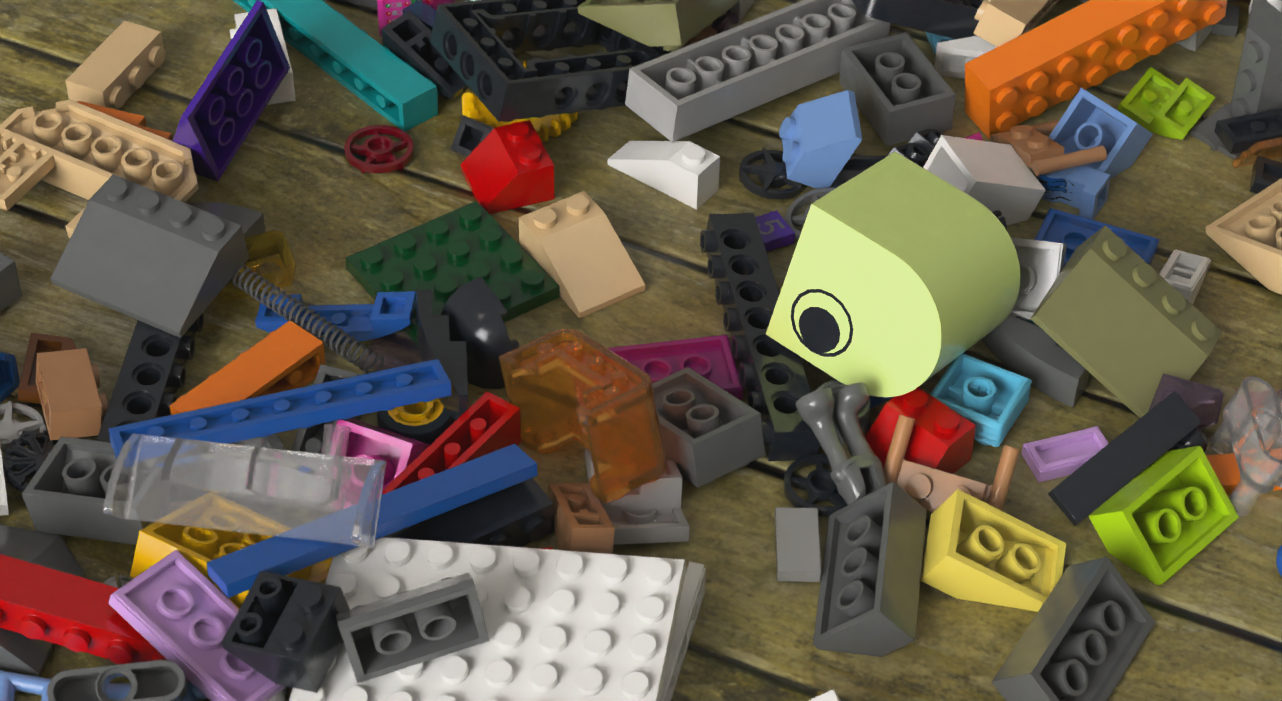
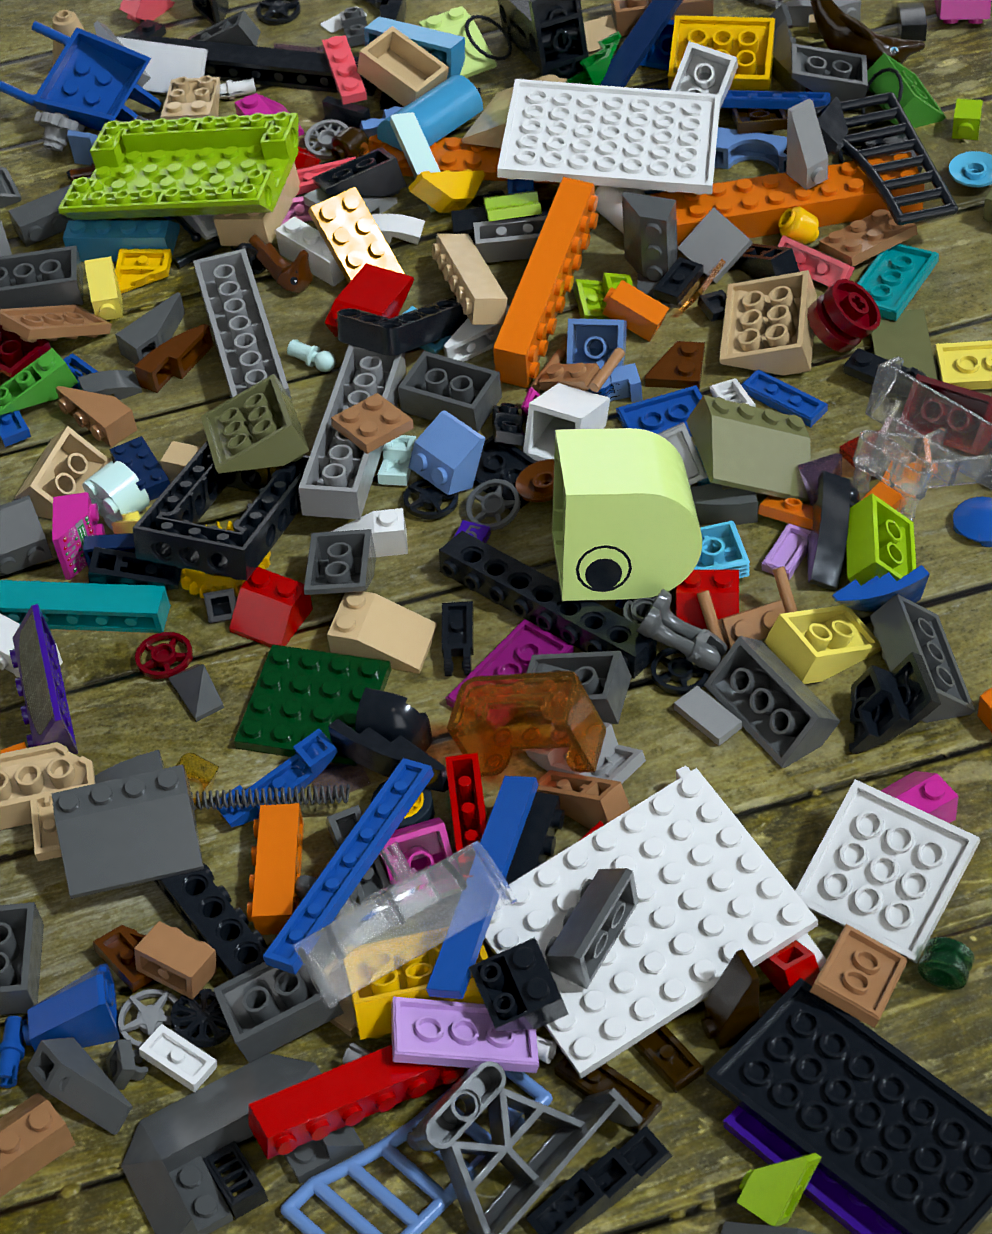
camera: 35 degrees left, 5 degrees up
(369, 198) = (197, 691): none -> dark grey slope
(607, 166) = (340, 562): none -> dark grey slope
(645, 307) = (457, 635): none -> black hinge
(765, 127) = (396, 460): none -> light aqua slope
(768, 58) = (372, 423): none -> medium nougat plate
(982, 657) = (890, 702): none -> black slope
(1086, 542) = (880, 590): none -> blue slope
(1106, 410) = (788, 511): none -> orange plate
(1165, 213) = (678, 367): none -> reddish brown wing
(1175, 130) = (640, 310): none -> orange brick
(1242, 311) = (784, 397): none -> blue tile

